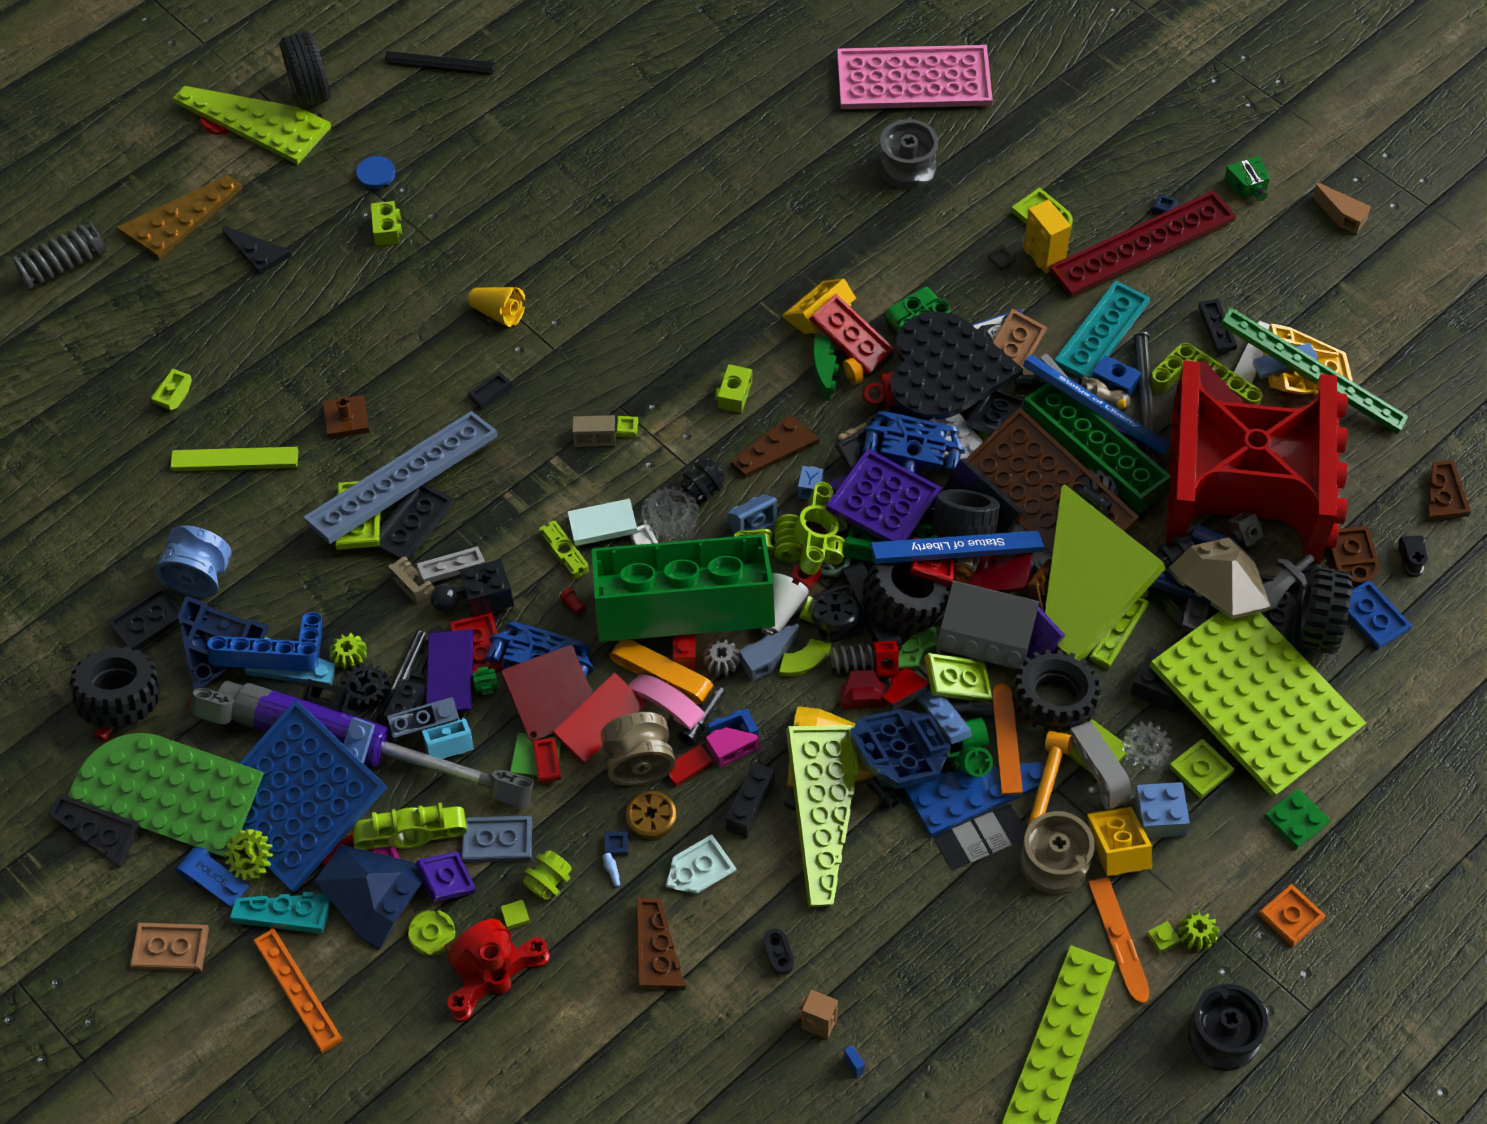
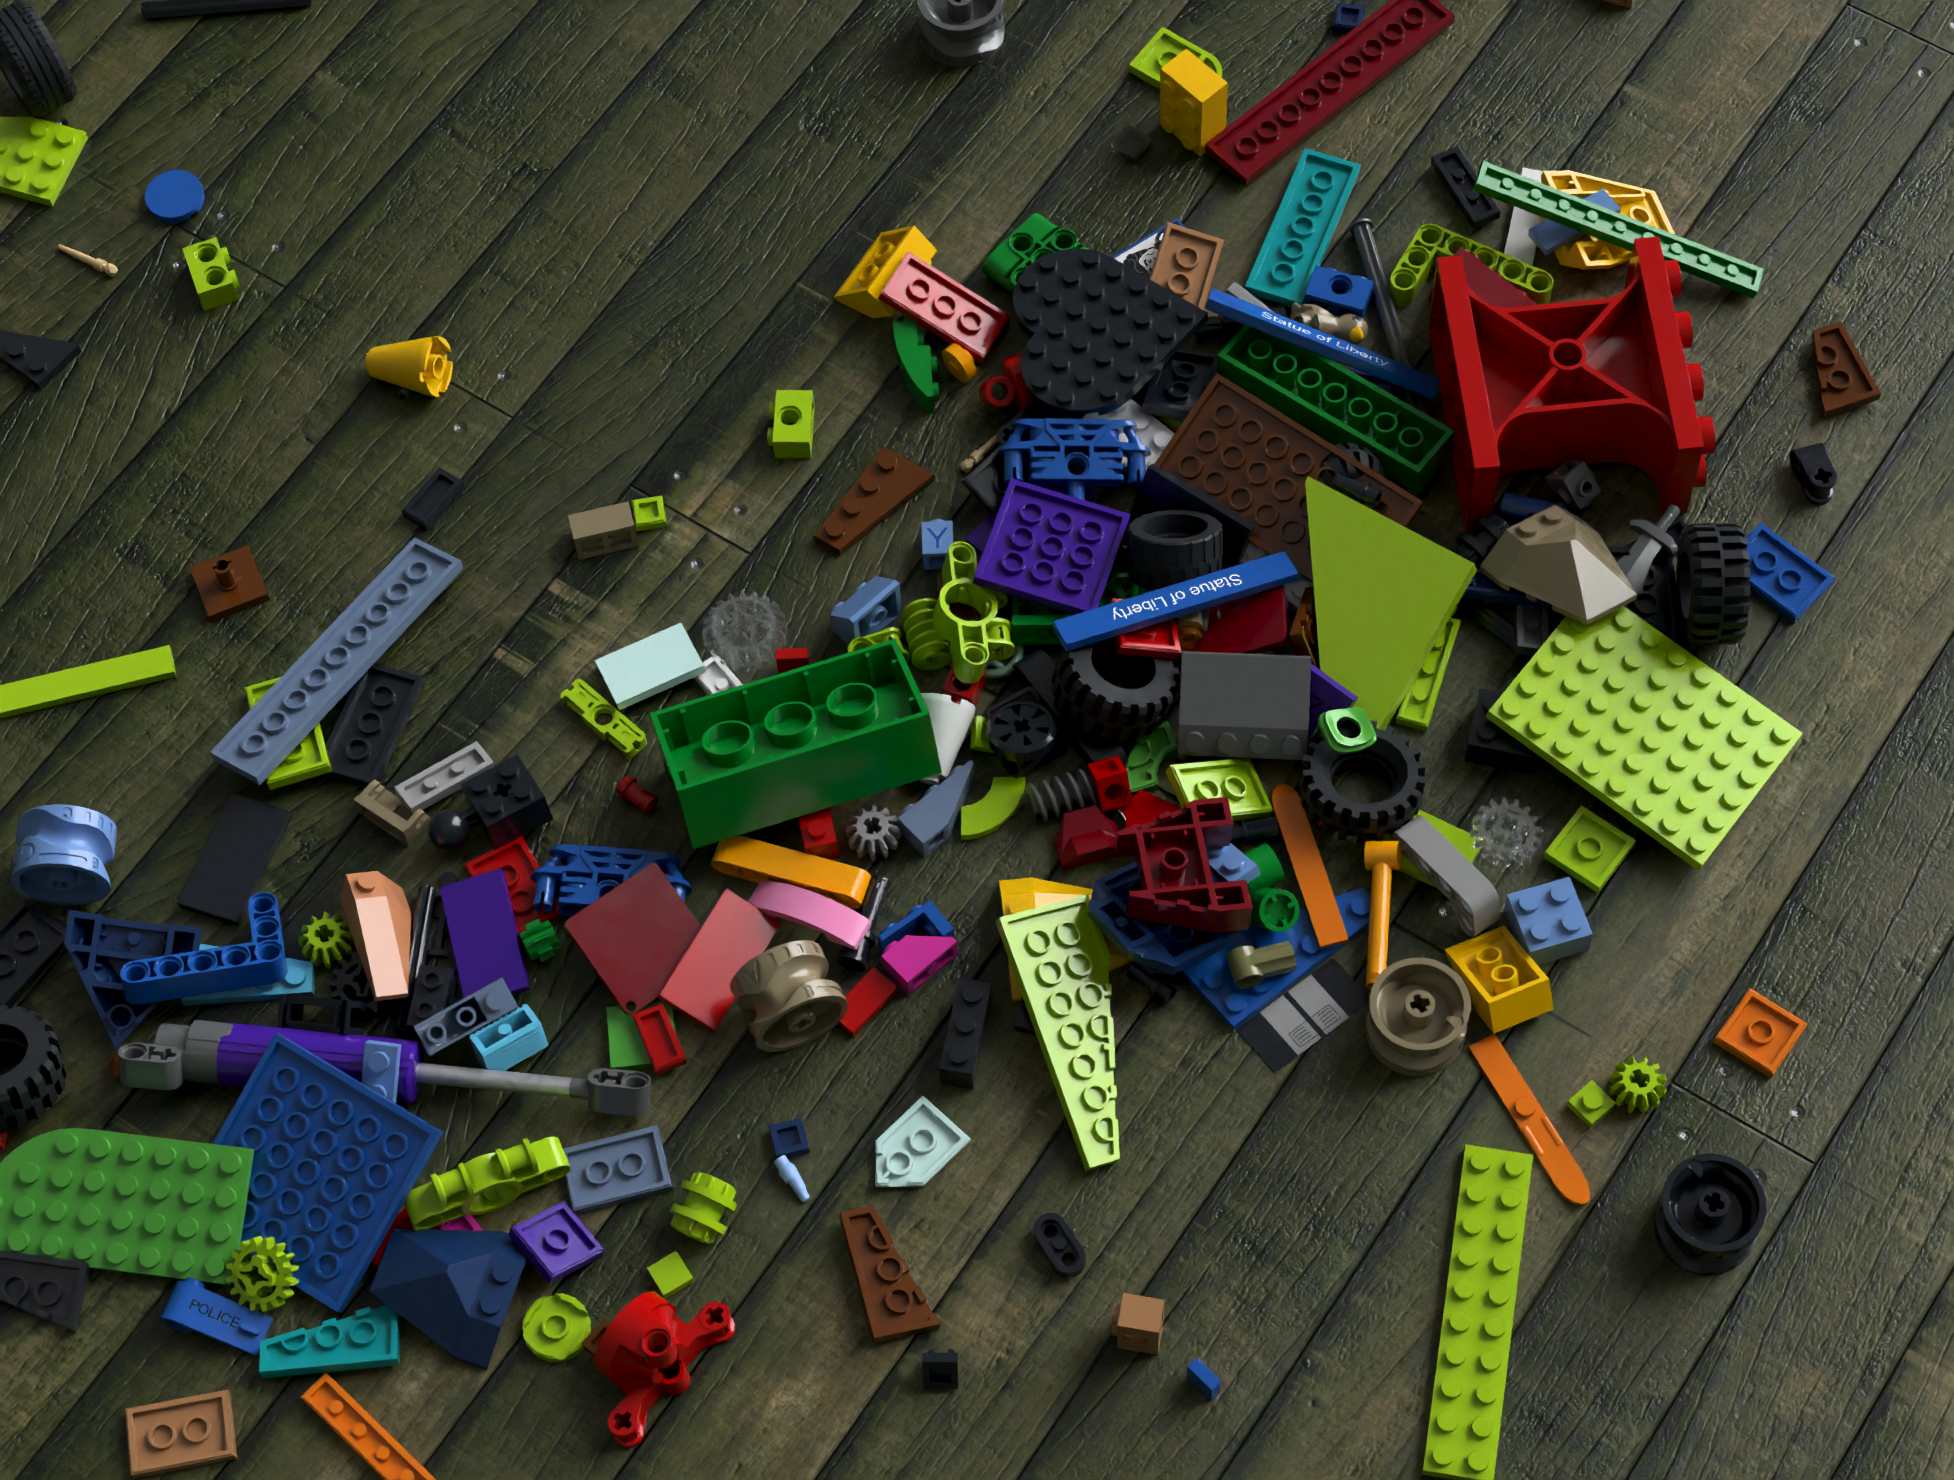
camera: 10 degrees left, 5 degrees up
(303, 589) = (234, 859): none -> black tile
(316, 204) = (98, 264): none -> tan piece
(383, 652) = (381, 931): none -> nougat wedge
(653, 802) = (826, 1105): pearl gold wheel -> none
(678, 1016) = (940, 1370): none -> black tile
(695, 534) = (791, 658): none -> red tile
(702, 480) = (781, 573): black piece -> none
(914, 720) = (1177, 869): none -> dark red wedge
(953, 795) = (1252, 965): none -> olive piece
(1043, 659) = (1336, 741): none -> bright green piece
(1297, 819) = (1737, 893): green plate -> none
(1356, 554) = (1734, 488): reddish brown tile -> none

